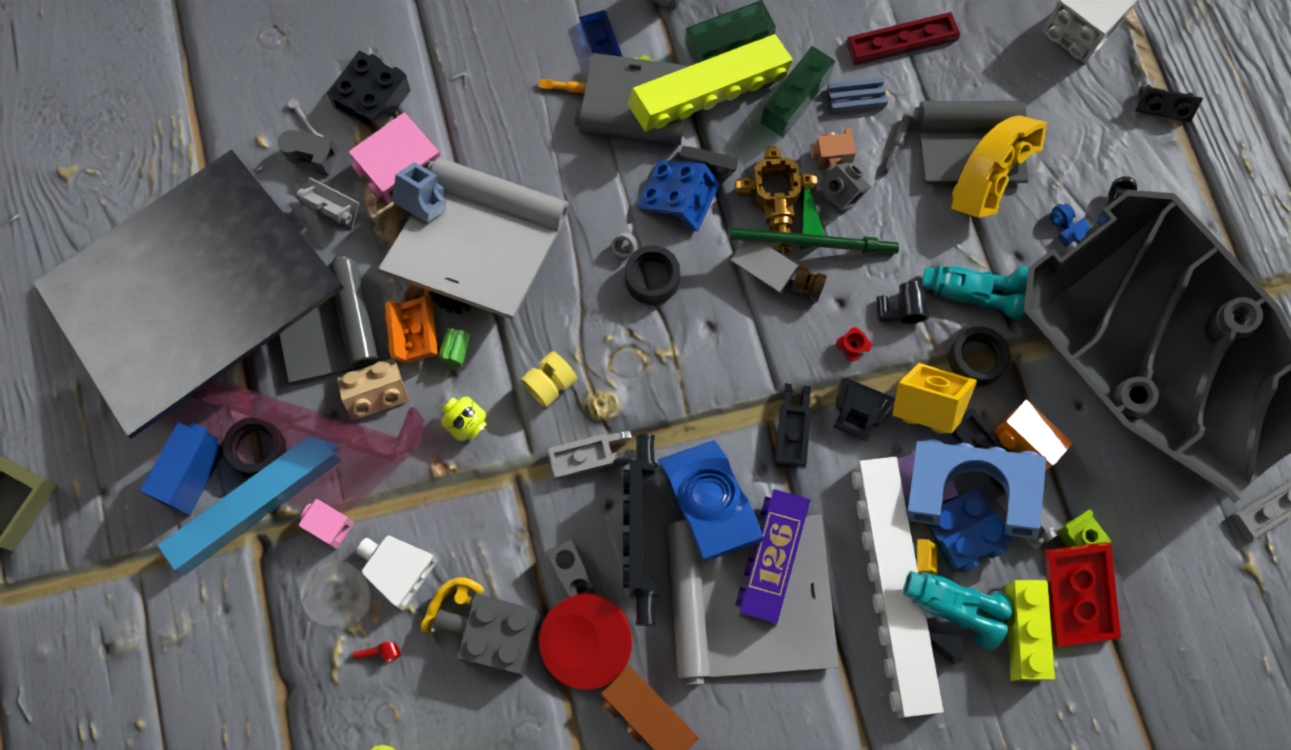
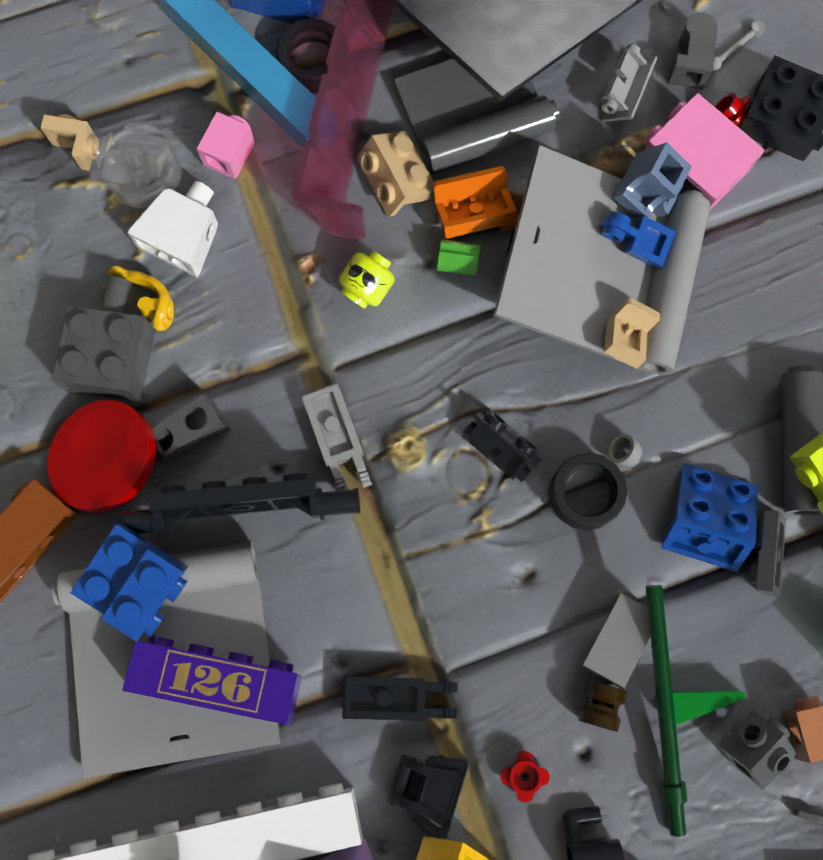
camera: 85 degrees right, 5 degrees up
(289, 661) = (73, 134): none -> tan bracket
(362, 130) = (733, 107): none -> red plate
(388, 651) = (85, 235): red hand -> none
(463, 204) = (647, 239): none -> blue plate
(536, 228) = (628, 332): none -> tan bracket
(549, 379) = (427, 374): light yellow wheel -> none
(617, 323) = (514, 453): none -> black hinge
(694, 613) = (130, 582): none -> blue plate
(711, 500) = (281, 592): blue slope -> none
(779, 208) = (710, 657): pearl gold piece -> none

